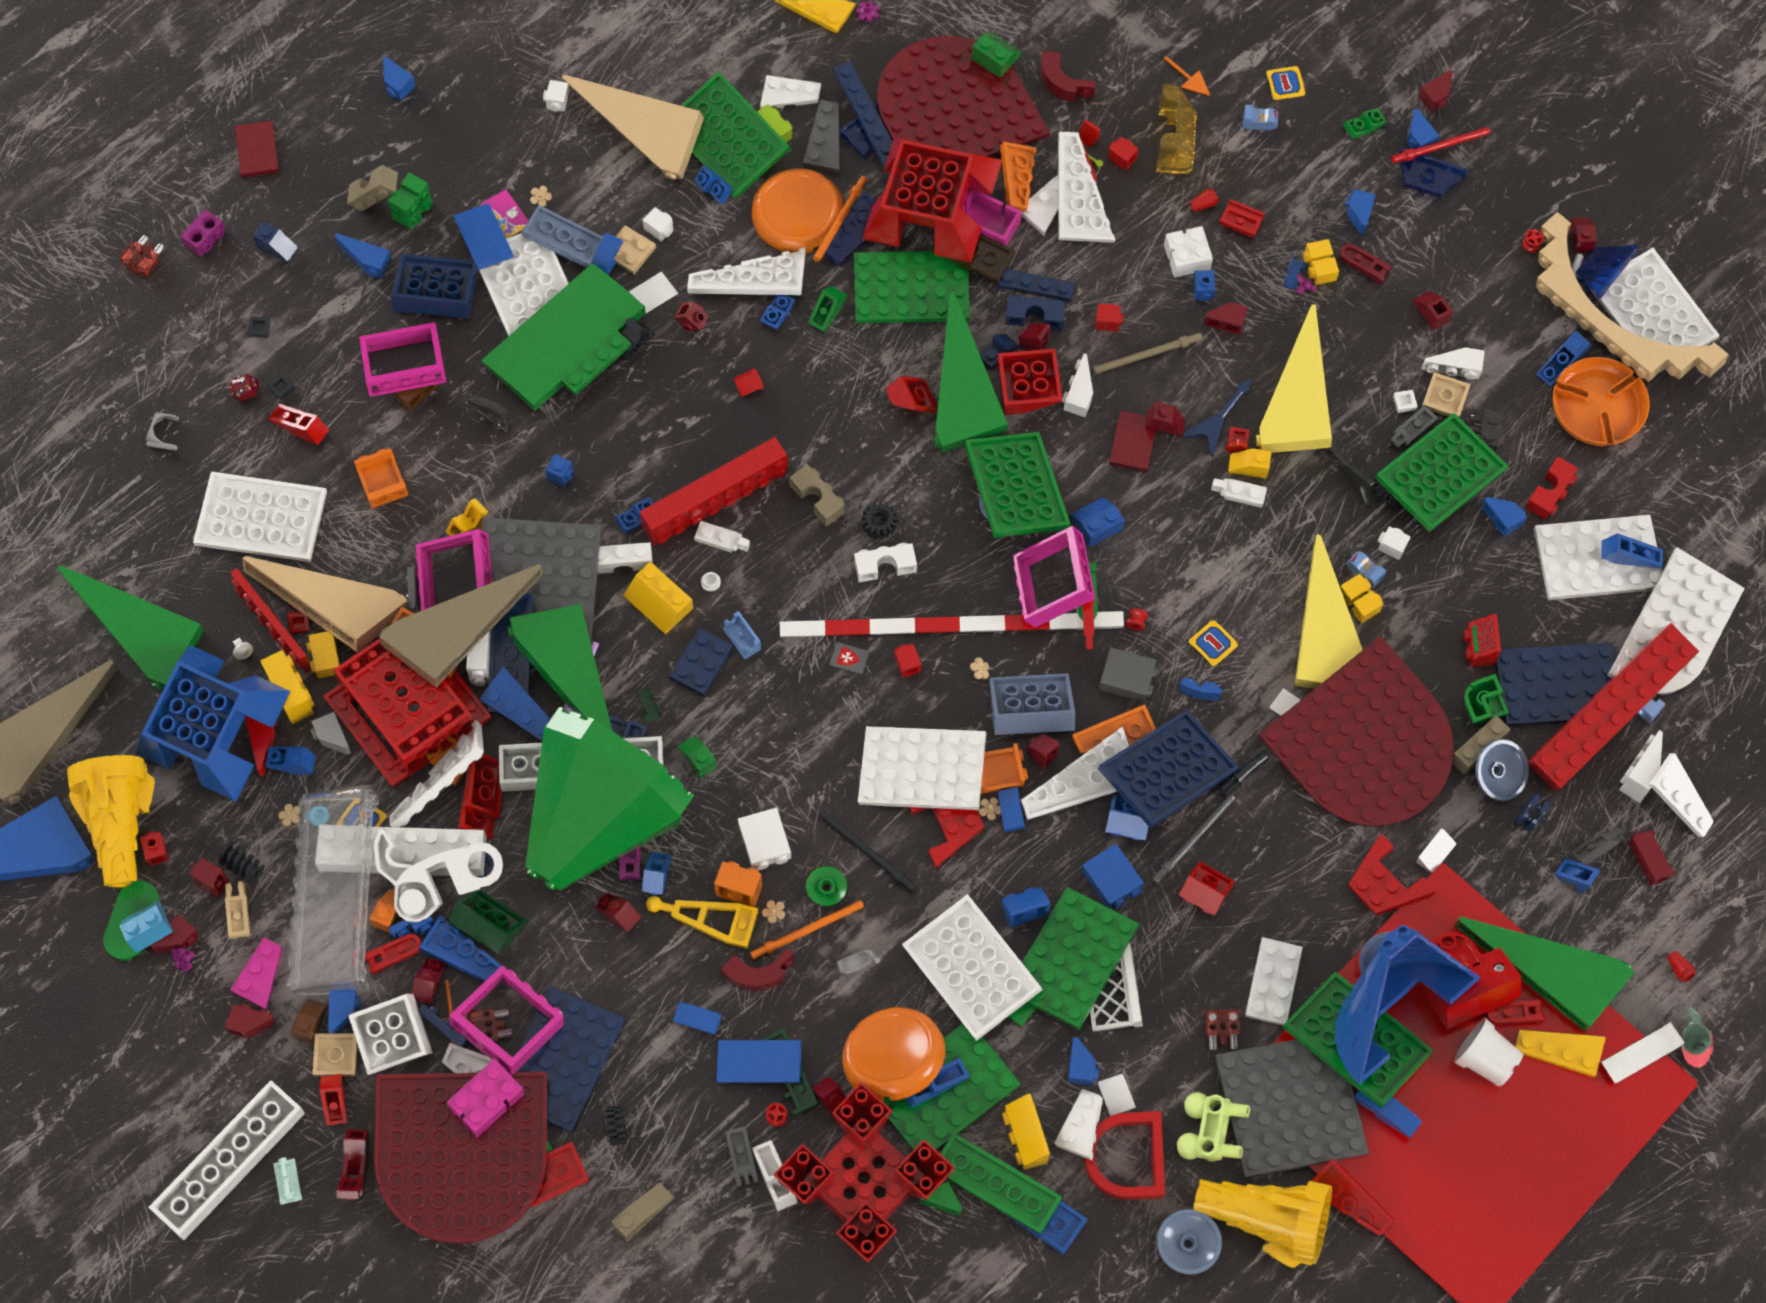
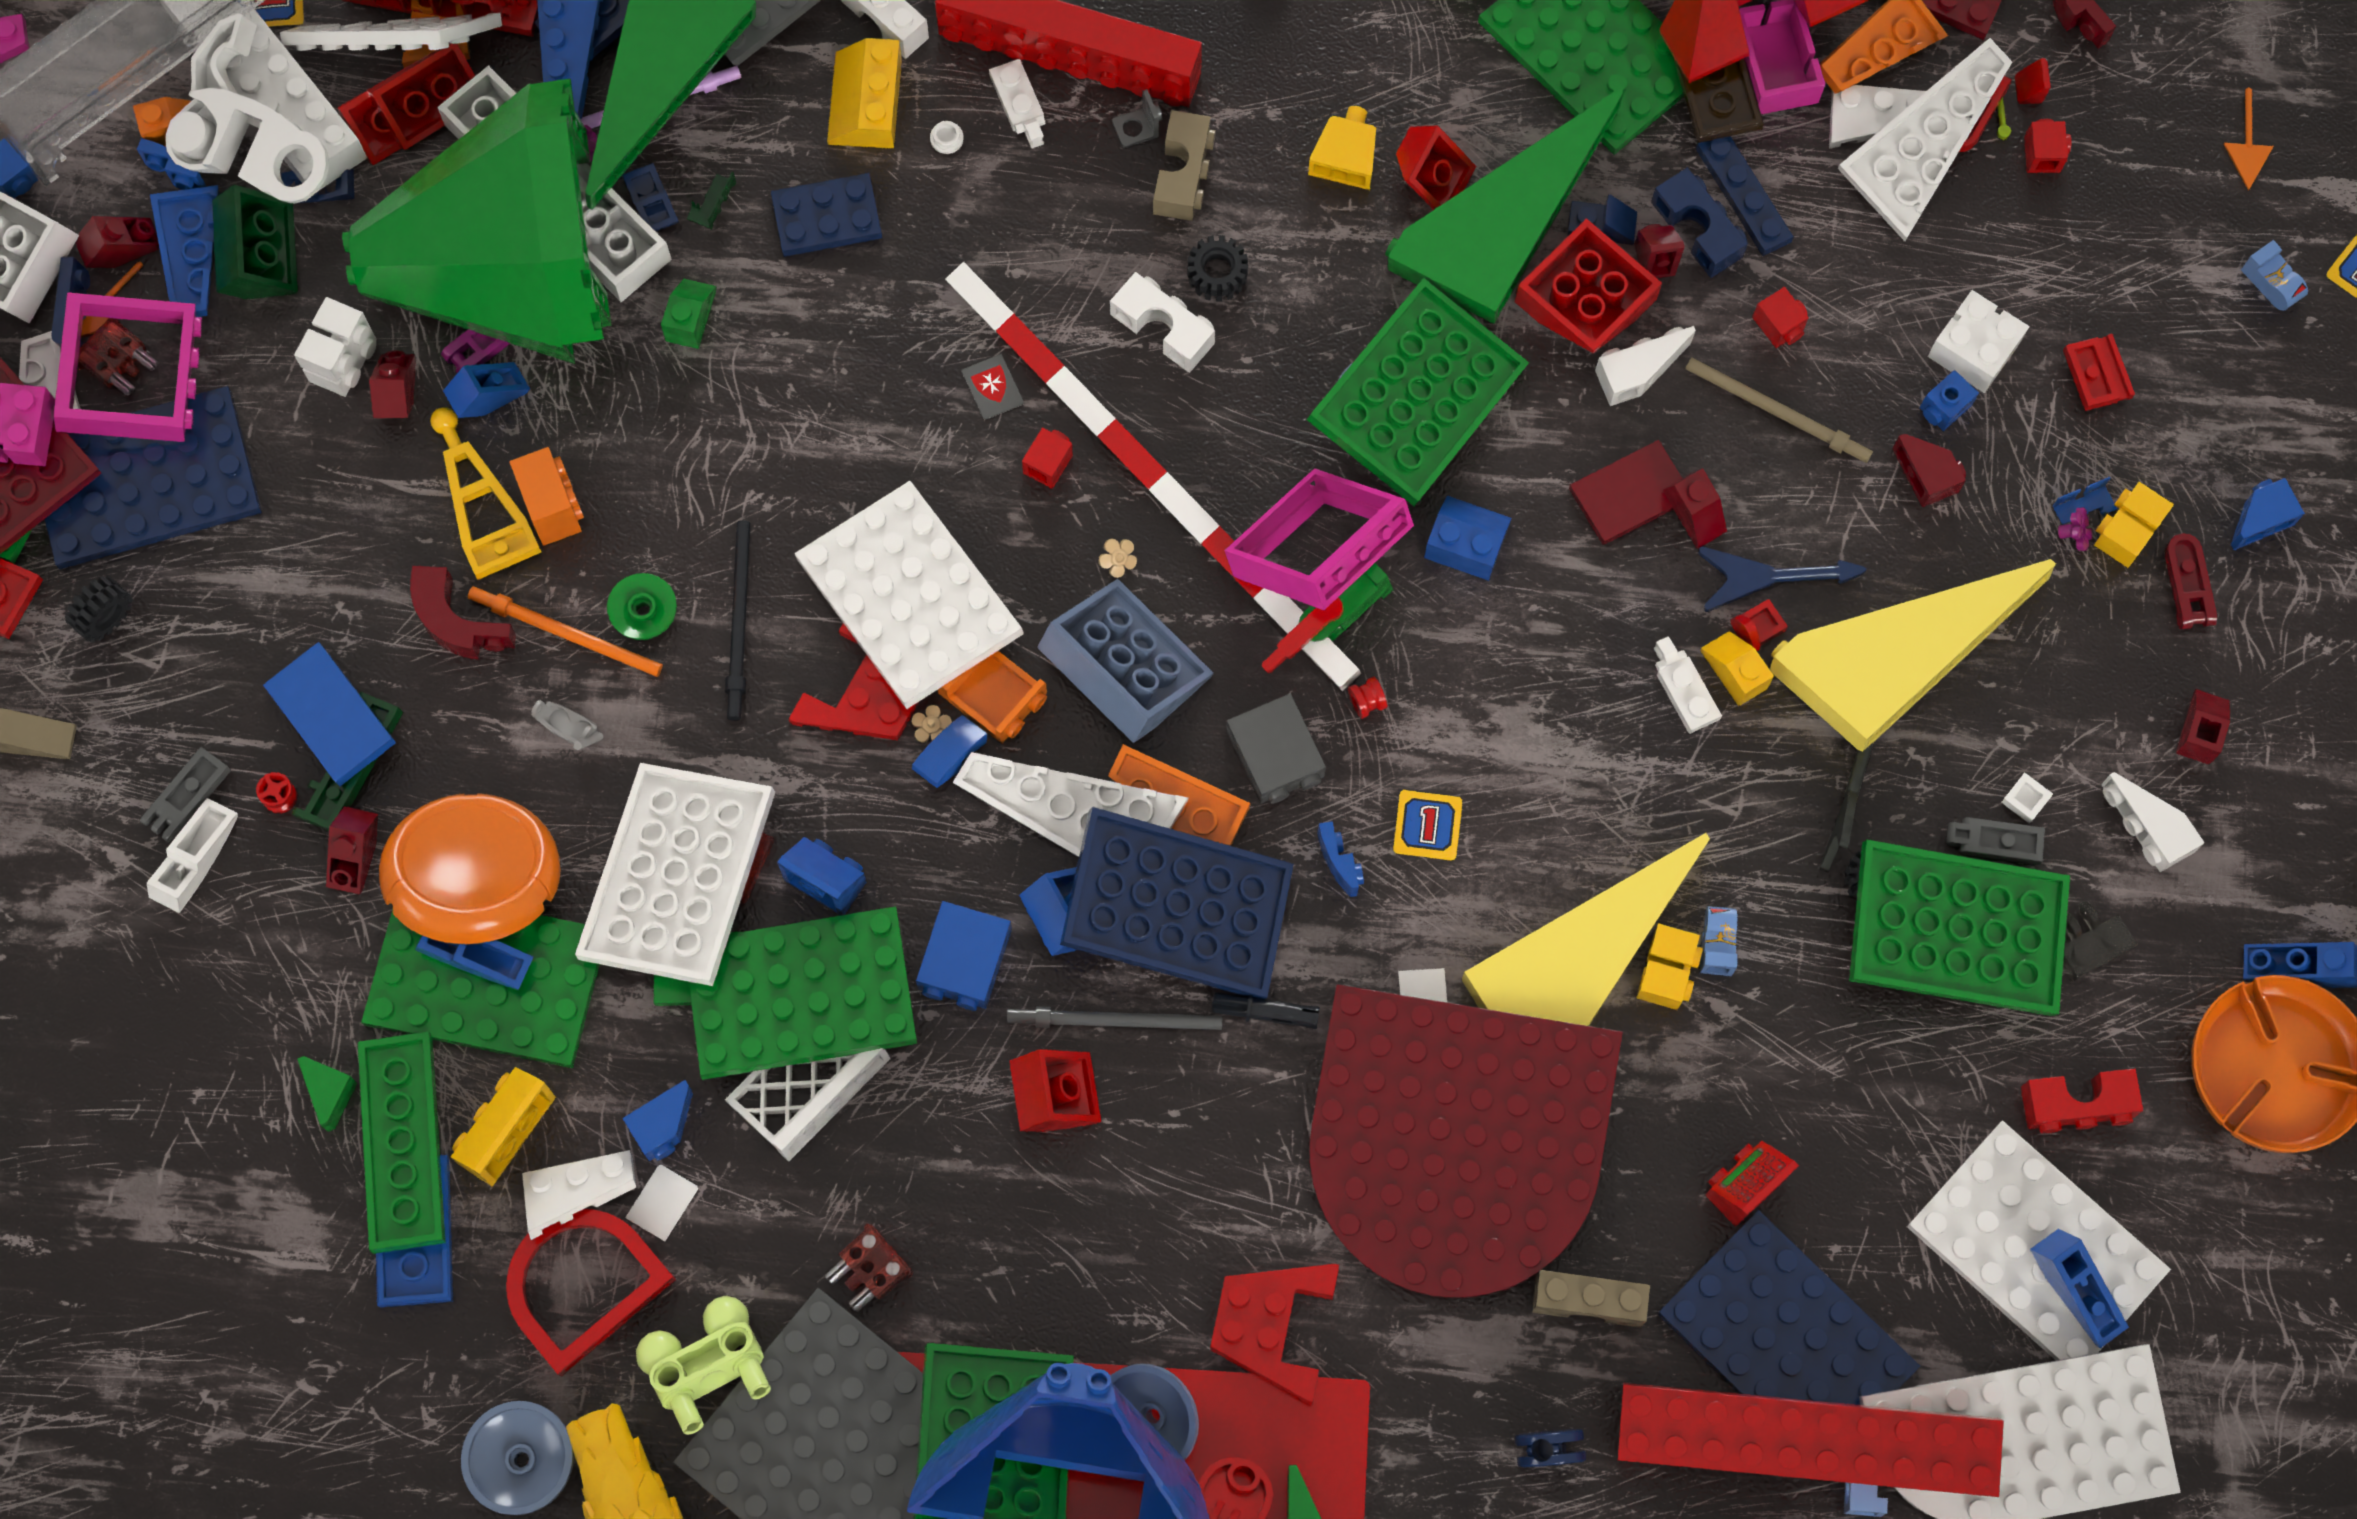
camera: 50 degrees right, 5 degrees up
(393, 953) = (121, 173): red plate -> none
(577, 917) = (336, 360): none -> white piece
(697, 1018) = (328, 593): blue slope -> none
(742, 636) = (903, 233): medium blue hinge -> none
(764, 839) = (642, 480): white brick -> none
(774, 911) = (557, 572): tan plant -> none
(780, 490) = (1147, 116): none -> dark grey bracket
(865, 1216) = (311, 1014): red slope -> none
(871, 423) = (1345, 150): none -> yellow torso
(1043, 750) = (1066, 725): dark red slope -> none
(1177, 148) = (2122, 209): clear yellow windscreen -> none
(1205, 200) = (2080, 304): red cone -> none
(1273, 981) = (997, 1285): white plate -> none
(1393, 542) = (1794, 946): white brick -> none
(1436, 851) = (1379, 1360): white slope -> none
(1446, 395) = (2089, 846): tan plate -> none
(1485, 700) = (1661, 1253): green brick -> none
(1504, 514) = (1978, 1066): blue slope -> none
(1510, 770) = (1581, 1376): sand blue dish -> none

